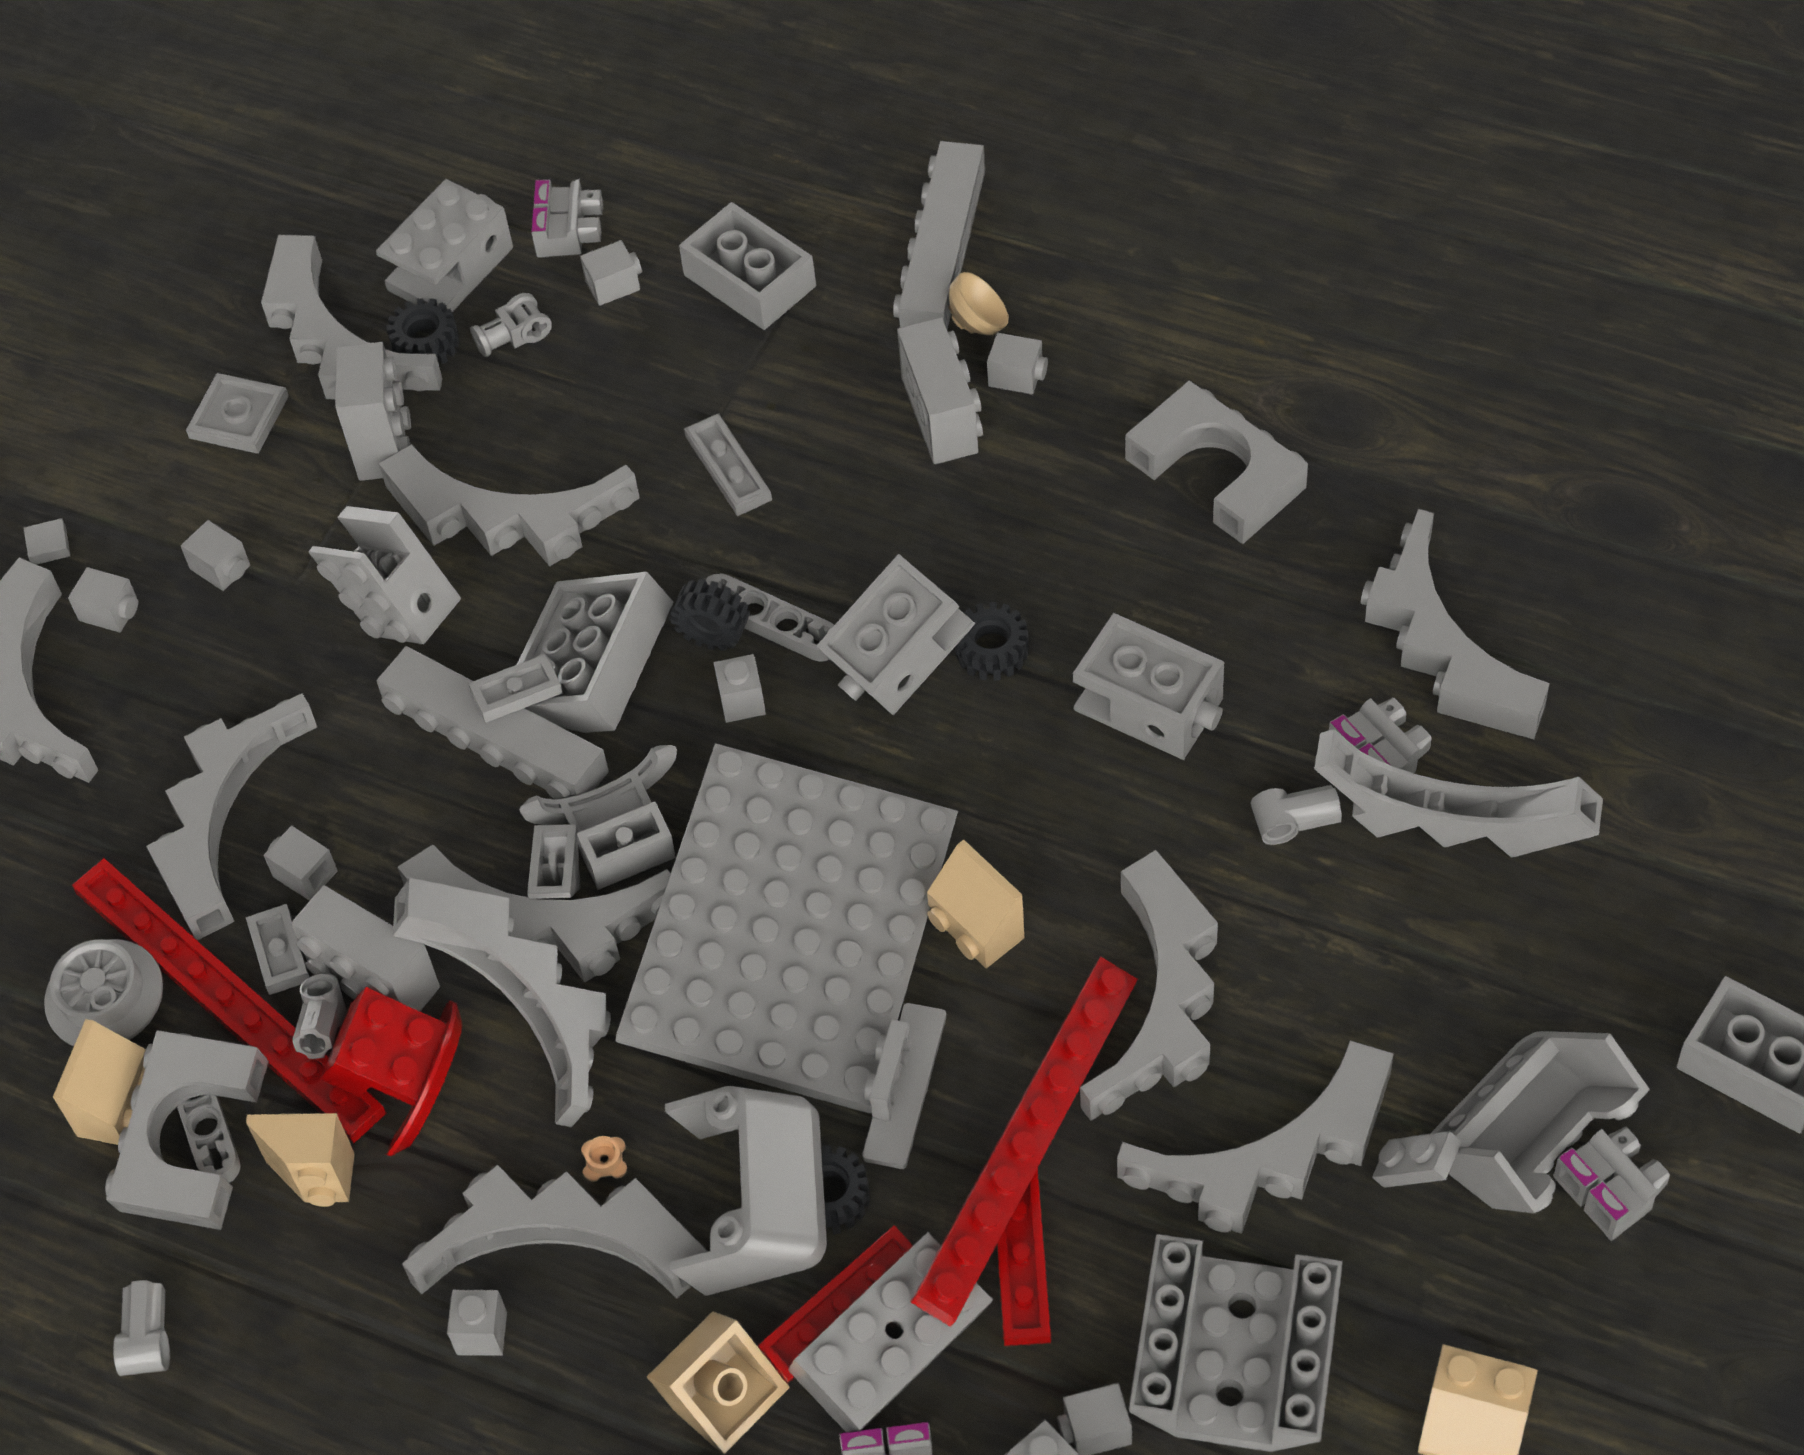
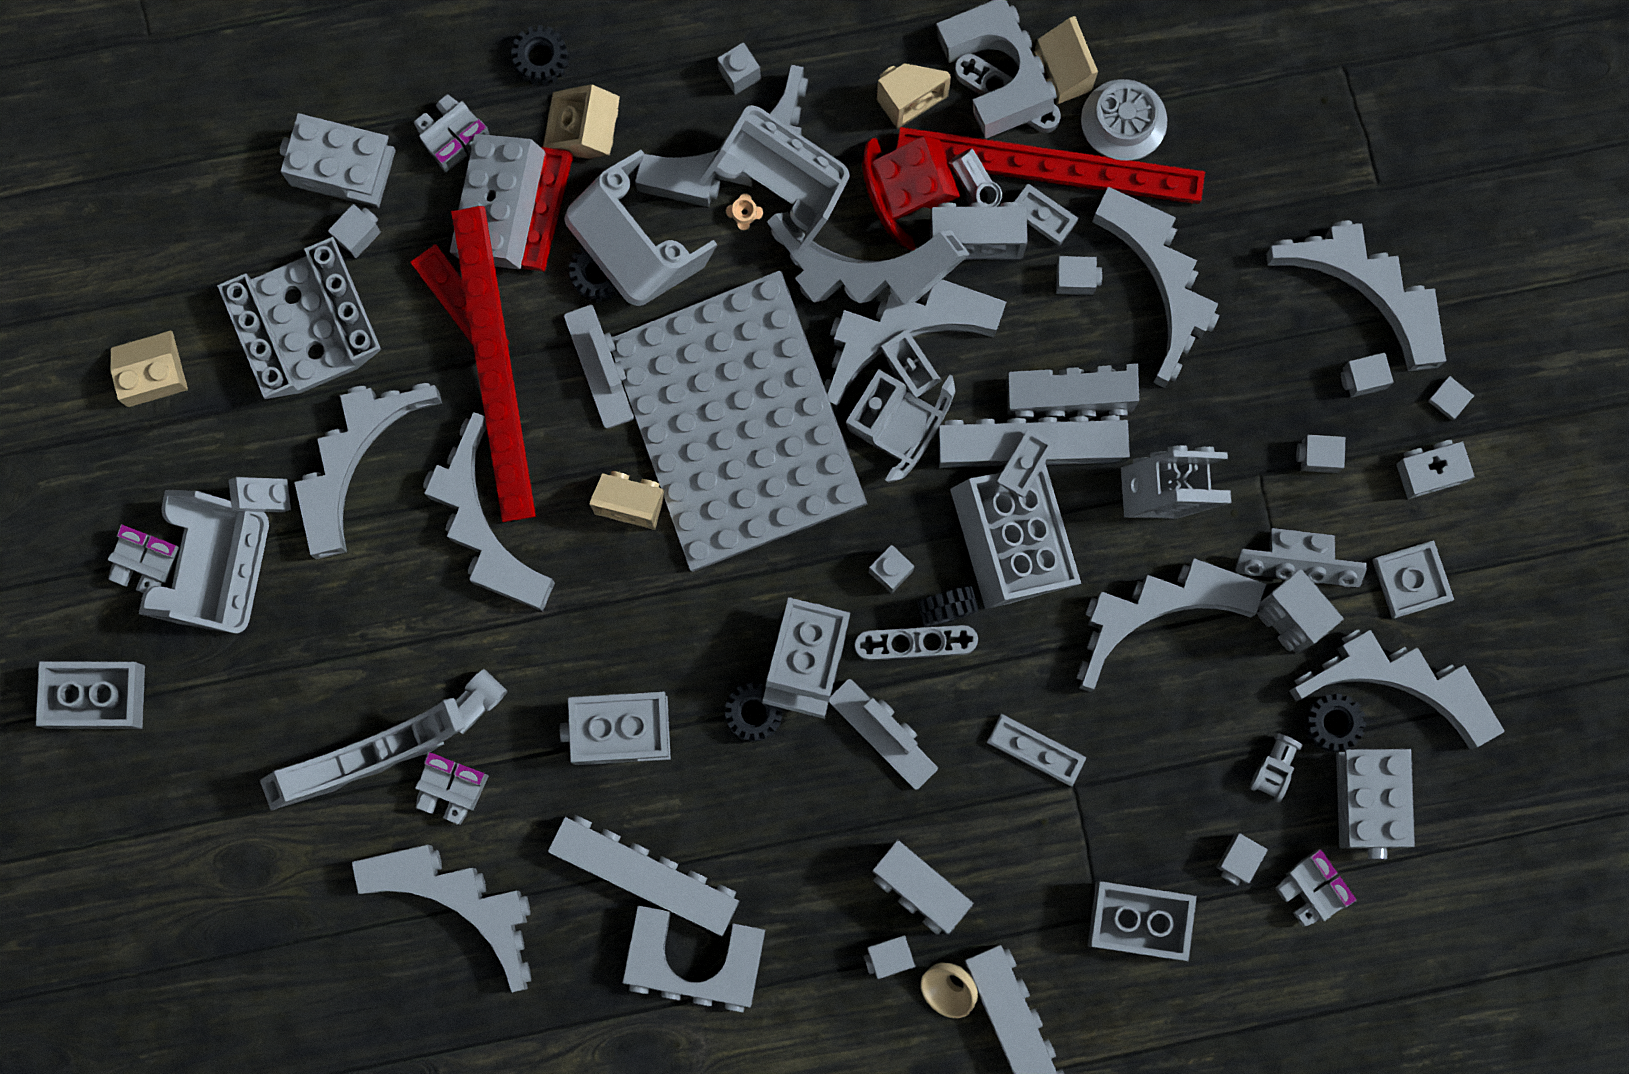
camera: 140 degrees right, 25 degrees up
(125, 483) = (1420, 480): none -> light grey brick
(318, 483) = (1304, 551): none -> light grey bracket
(404, 743) = (1073, 392): none -> light grey wedge
(507, 1142) = (784, 165): none -> light grey windscreen
(866, 535) = (883, 733): none -> light grey bracket
(1220, 556) = (643, 875): none -> light grey brick

